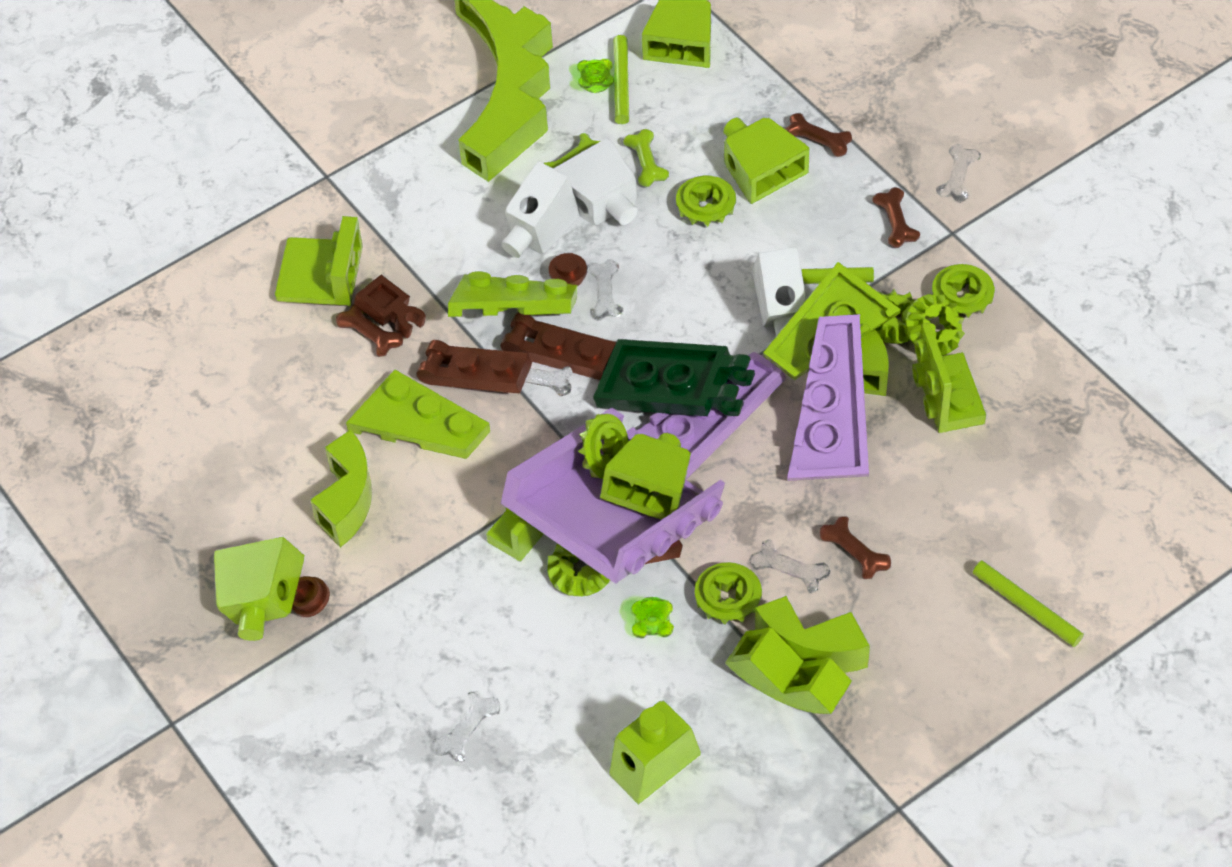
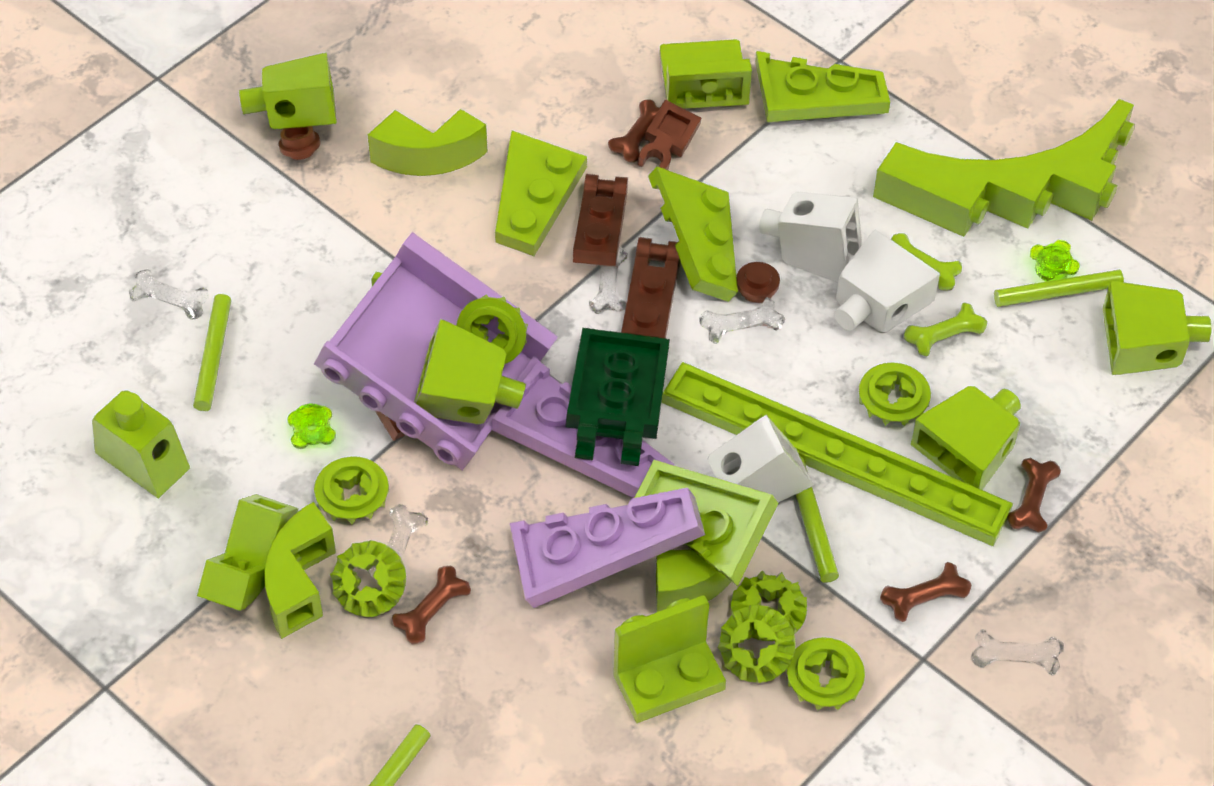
camera: 75 degrees right, 0 degrees up
(365, 191) = (814, 92): none -> lime wing
(545, 693) = (212, 352): none -> lime bar
(769, 232) = (843, 455): none -> lime tile
(813, 576) = (389, 573): none -> lime gear

